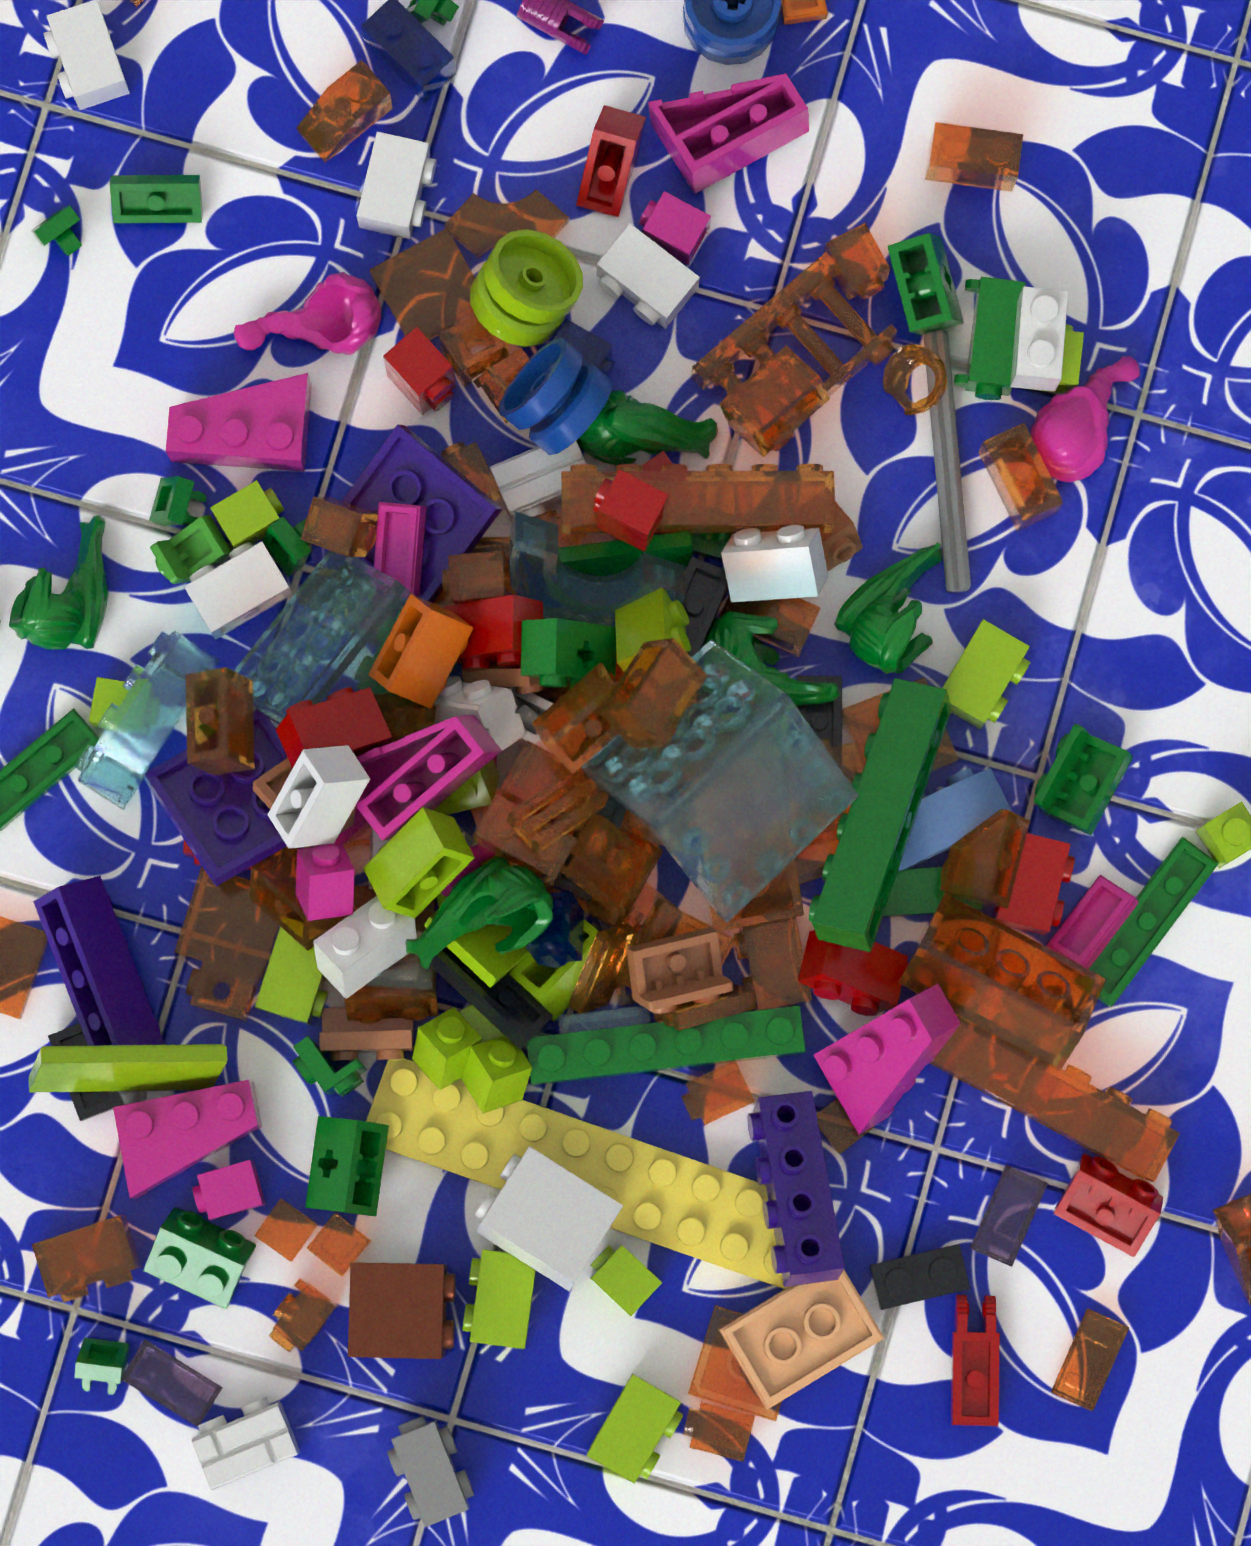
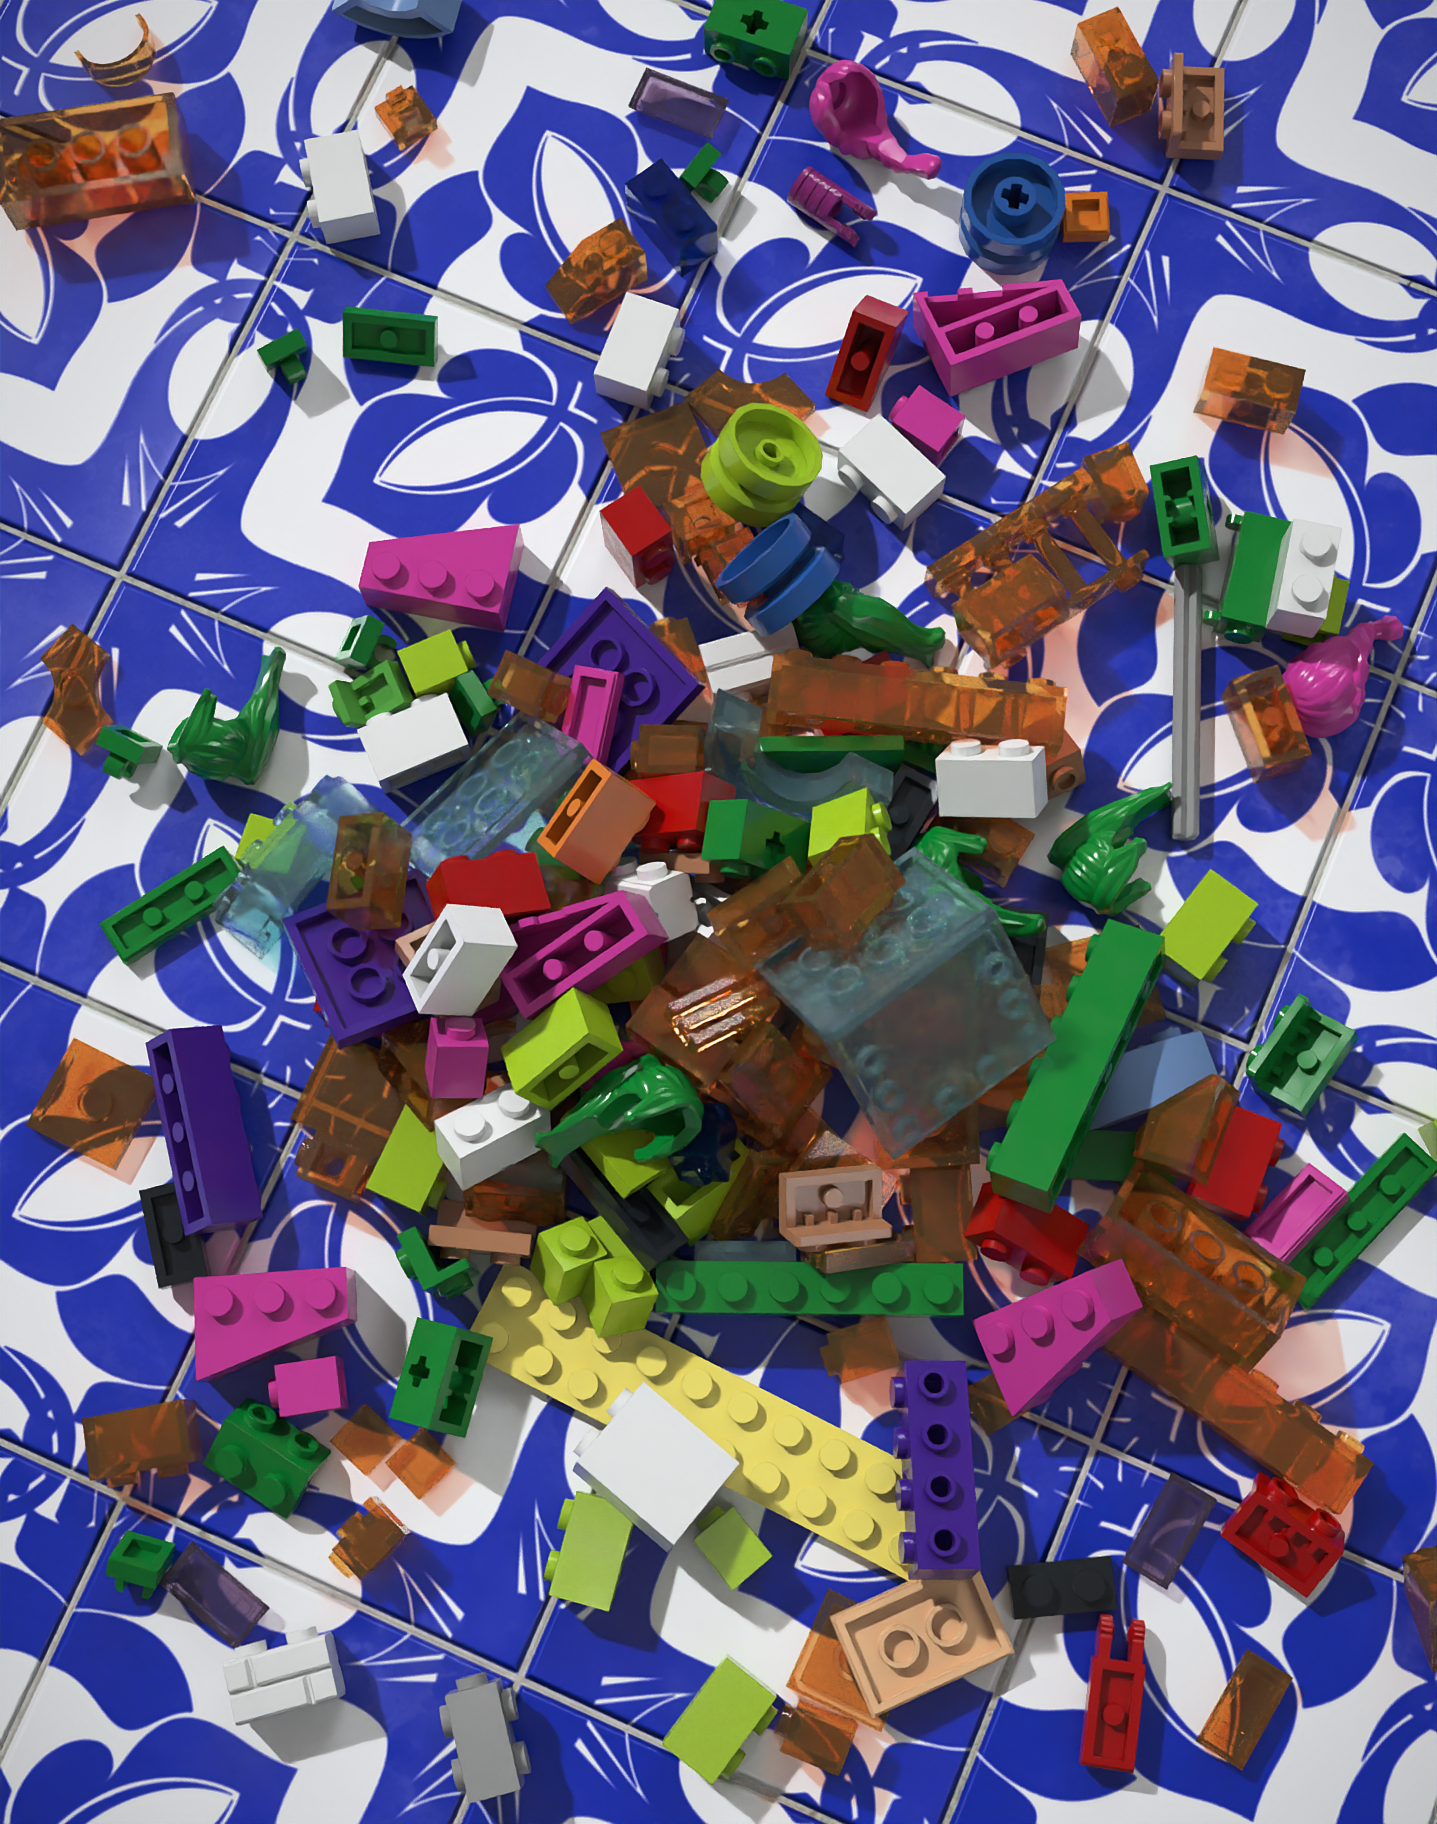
camera: 15 degrees right, 5 degrees down
(127, 1068) = (213, 1235): lime tile -> none
(335, 317) = (557, 477): dark pink hair -> none
(400, 1310) = (475, 1549): copper brick -> none
(630, 509) = (843, 695): red brick -> none
(899, 369) = (1148, 597): clear orange piece -> none

